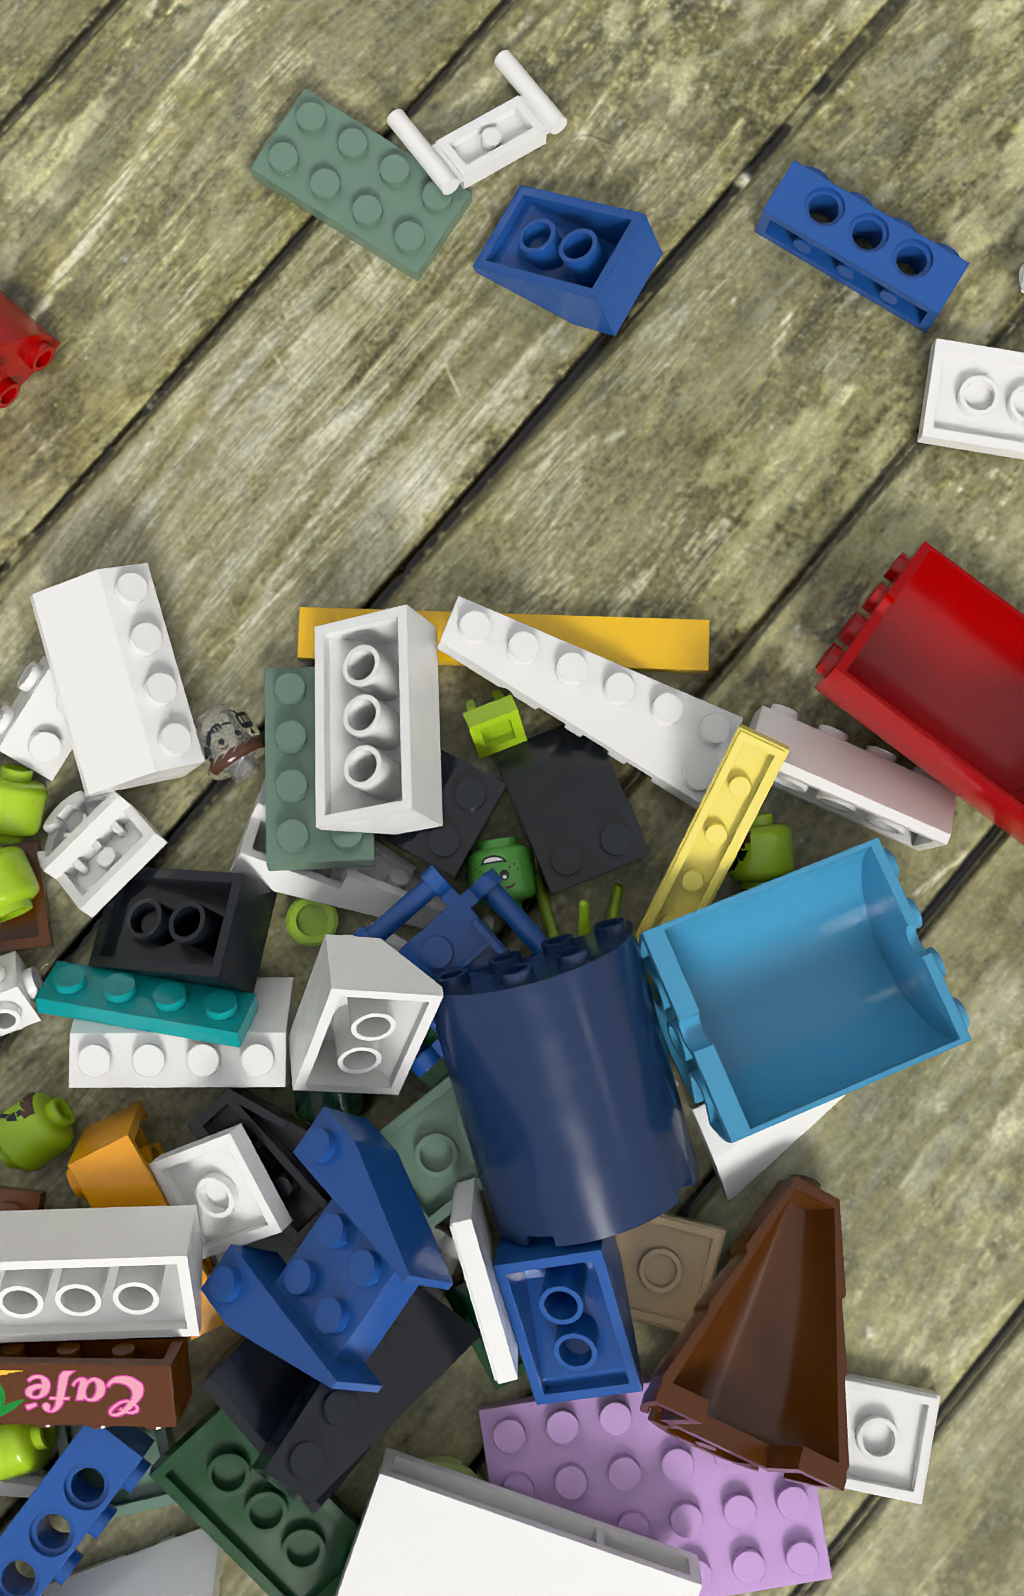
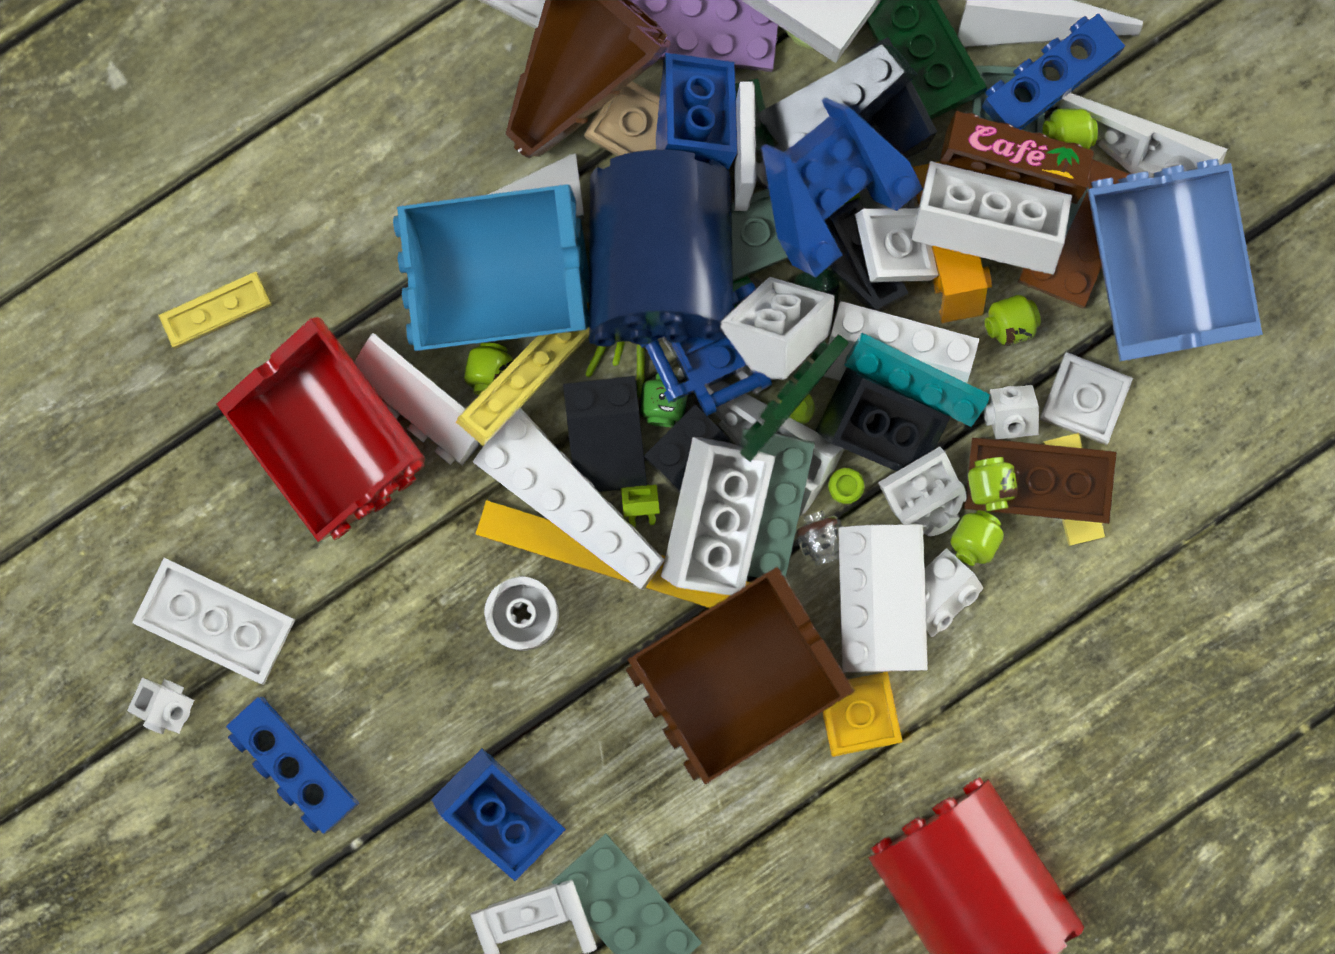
camera: 160 degrees left, 0 degrees up
(117, 520) = (863, 718): none -> yellow tile
(215, 829) = (846, 486): none -> lime tile
(284, 507) = (739, 676): none -> reddish brown cylinder
(319, 891) = (792, 396): none -> dark green plate
(641, 515) = (514, 594): none -> white brick

